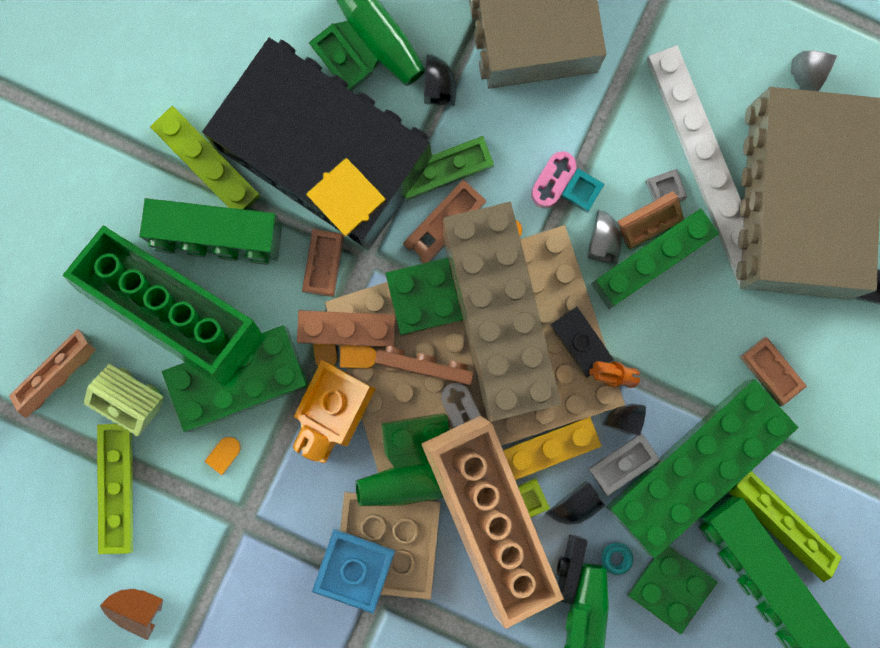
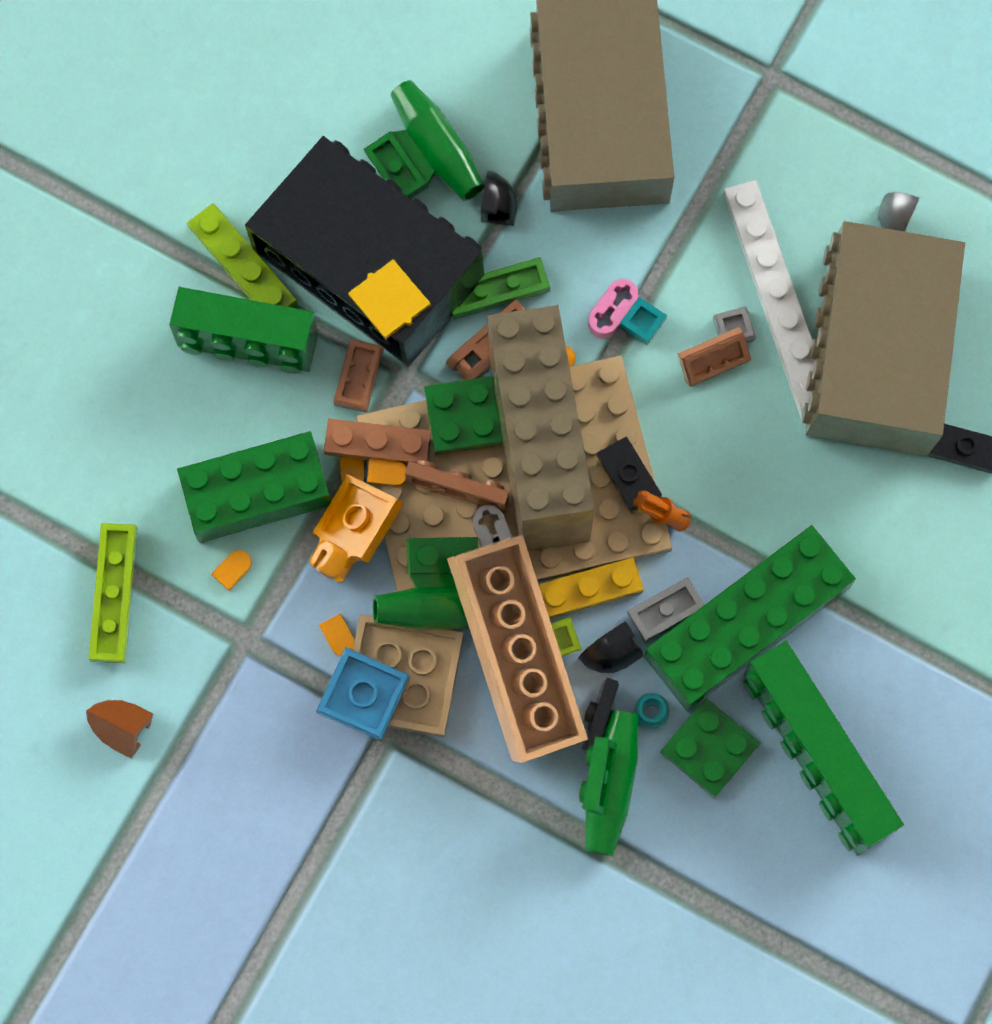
camera: 10 degrees right, 10 degrees down
(52, 373) = (58, 467): nougat plate -> none
(123, 399) = (132, 498): yellowish green brick -> none
(163, 305) = (186, 399): green brick -> none
(326, 509) = (337, 634): none -> light orange piece
(605, 239) = (664, 375): flat silver brick -> none
(627, 419) = (670, 562): black brick -> none
(654, 258) = (714, 396): green brick -> none
(773, 371) = (836, 524): nougat plate -> none
(788, 527) = (841, 689): lime plate -> none

